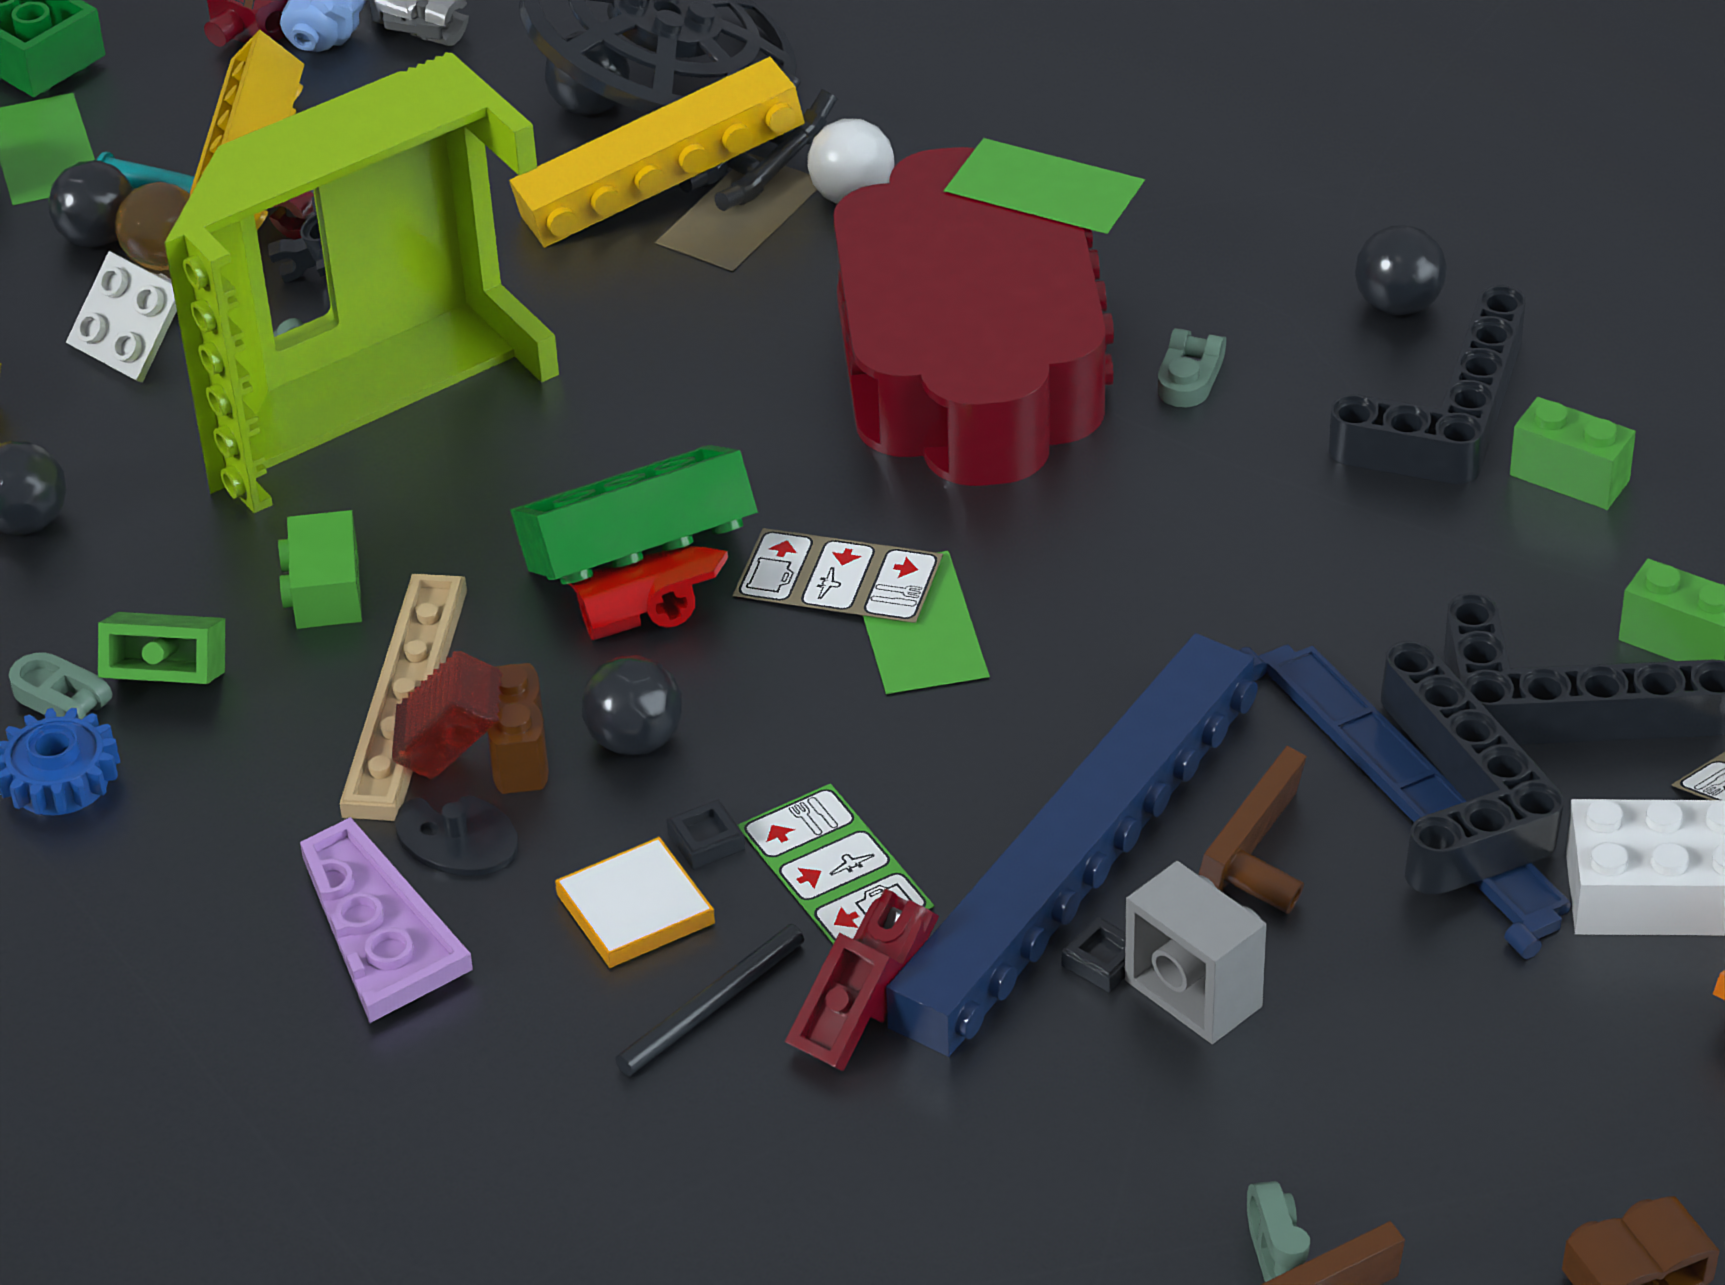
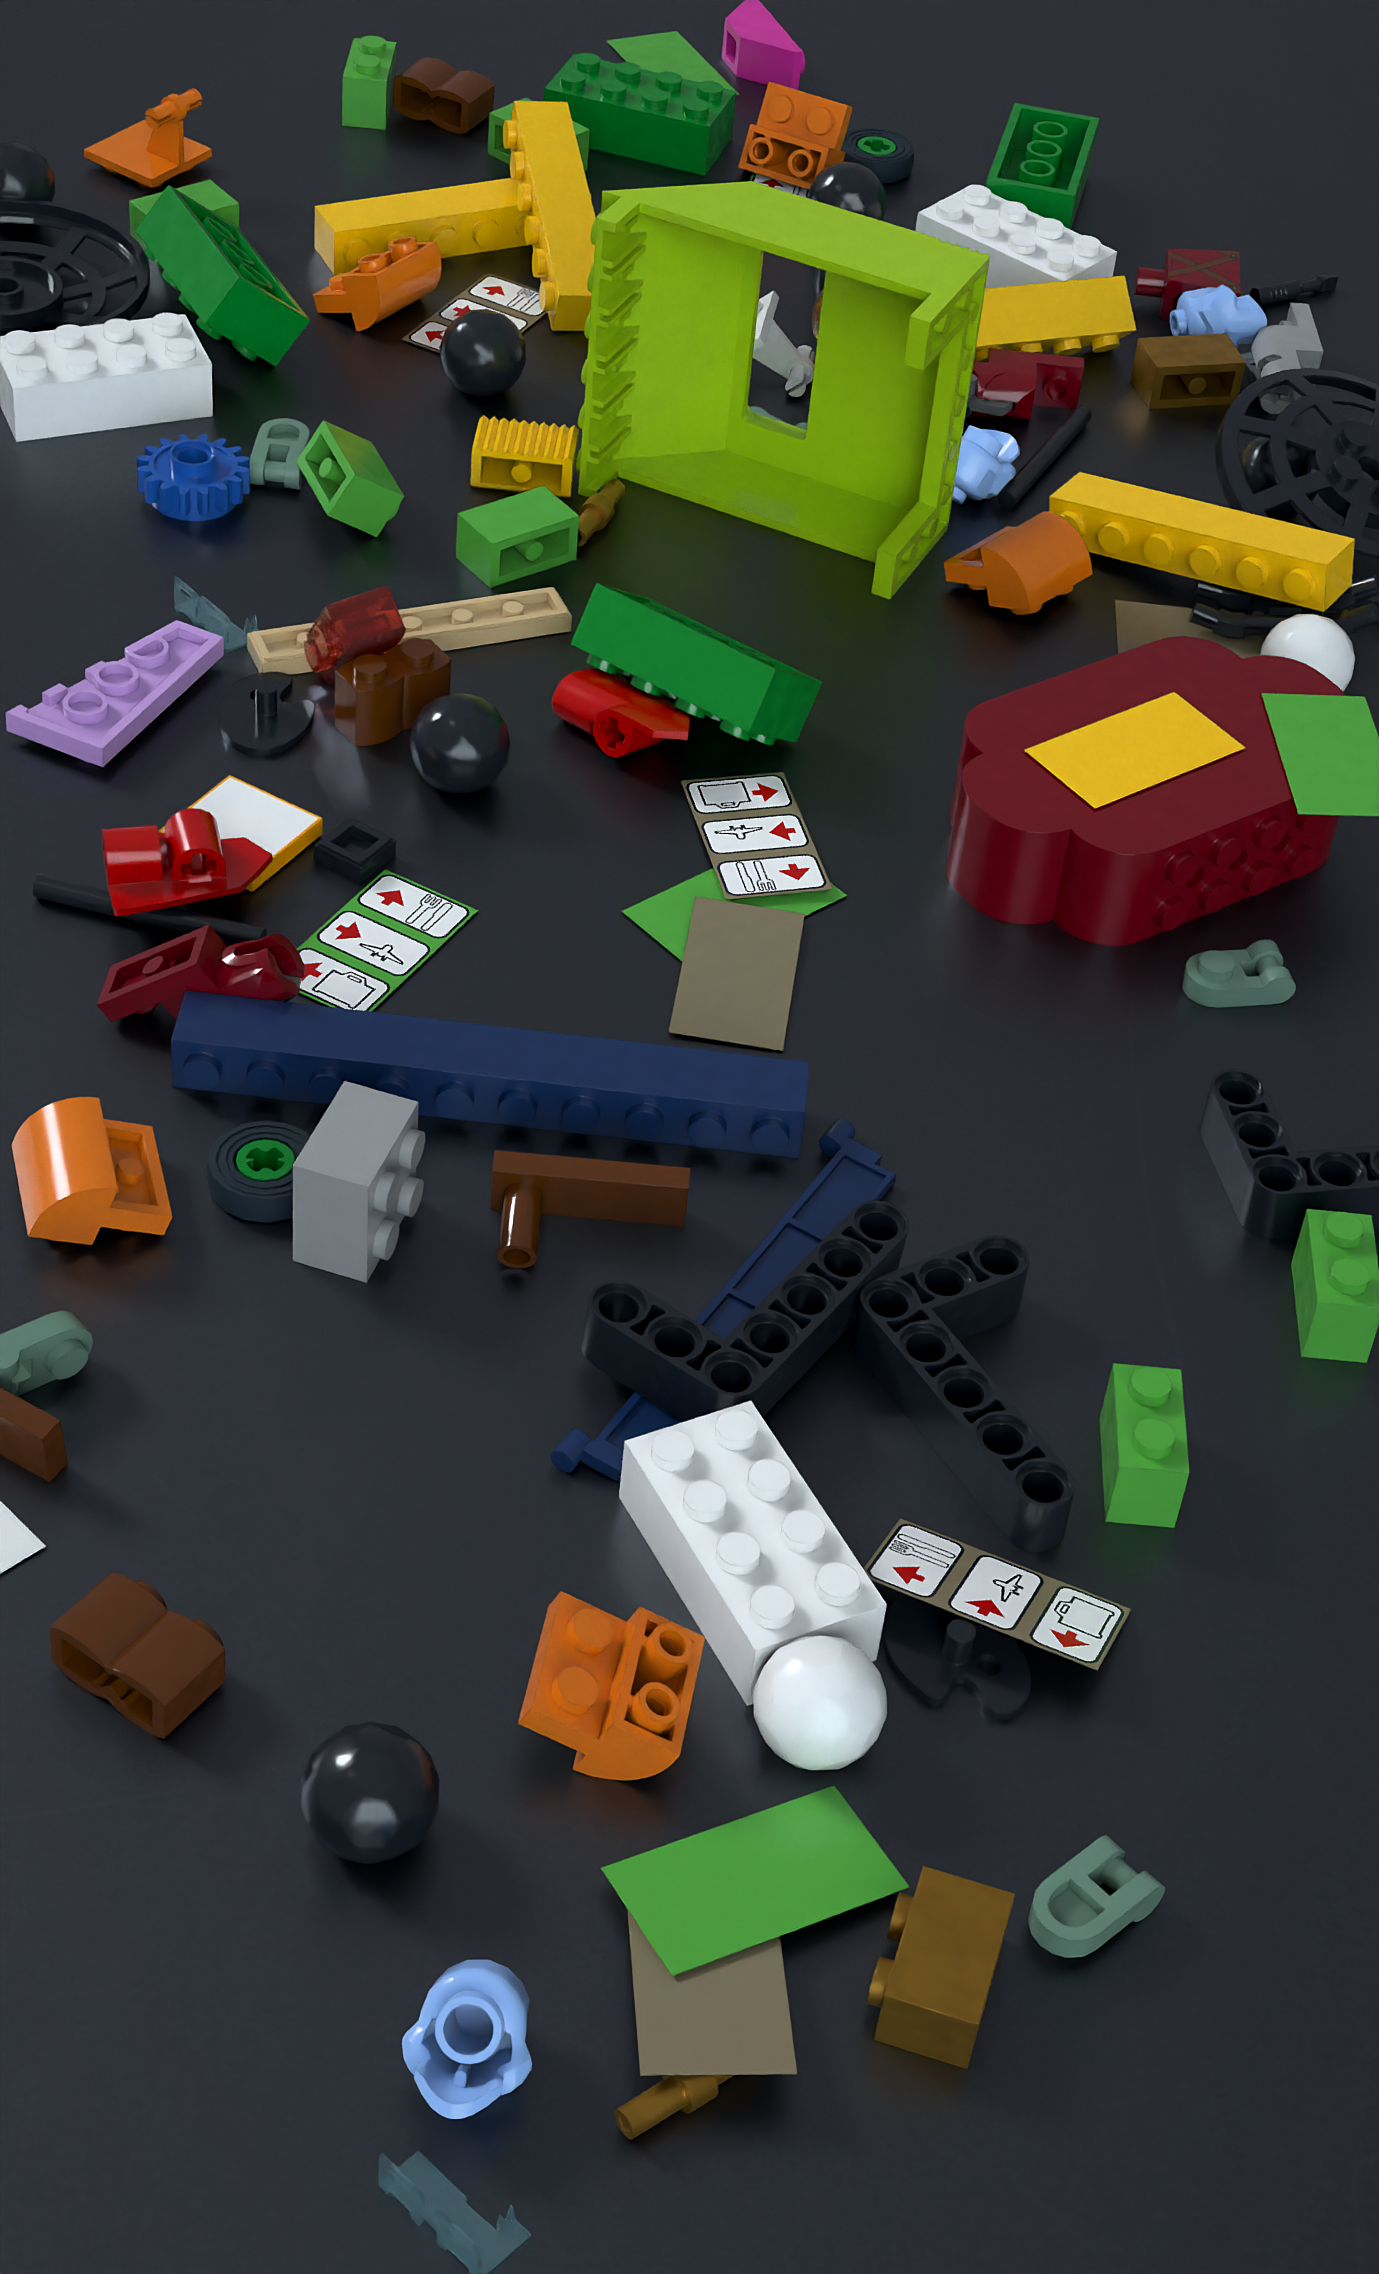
camera: 55 degrees right, 0 degrees up
(119, 90) = (1019, 242): none -> white brick
(198, 521) = (524, 456): none -> yellow brick
(273, 827) = (205, 613): none -> clear light blue piece
(302, 500) = (599, 510): none -> pearl gold bar
(377, 50) = (1187, 371): none -> pearl gold brick
(594, 269) = (1024, 563): none -> orange brick
(686, 955) = (177, 866): none -> red panel
(971, 288) = (1134, 749): none -> yellow sticker
(1011, 650) = (737, 974): none -> dark tan sticker
(1069, 1135) = (88, 1174): none -> orange brick
(1102, 1045) = (234, 1165): none -> black bush

